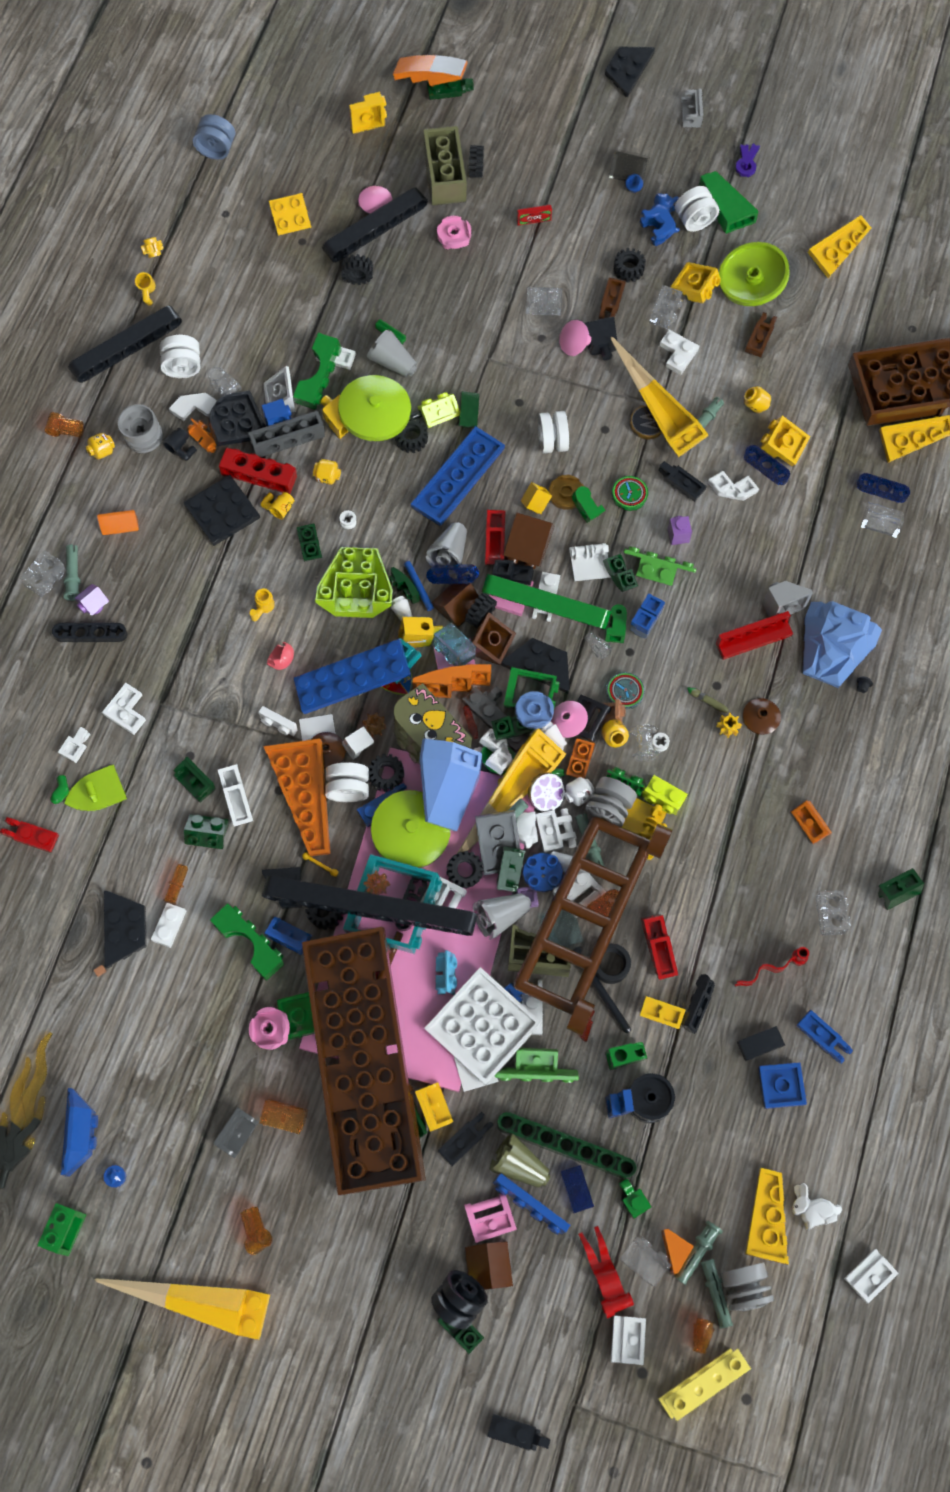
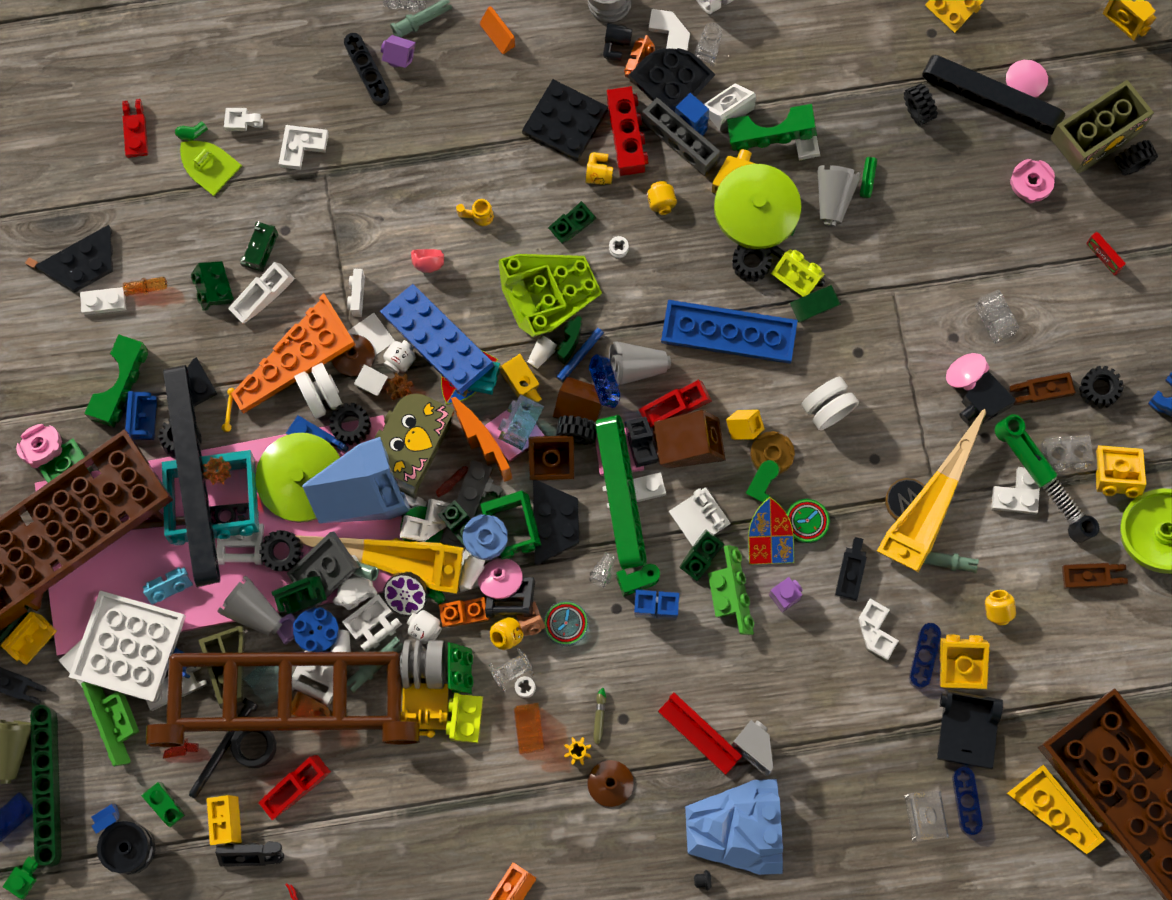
camera: 70 degrees right, 5 degrees up
(349, 713) = (399, 356): none -> white head
(629, 519) = (770, 535): none -> shield
(642, 327) = (1045, 476): none -> piece
(695, 752) = (529, 728): none -> clear orange hinge
(832, 461) = (969, 725): none -> black door

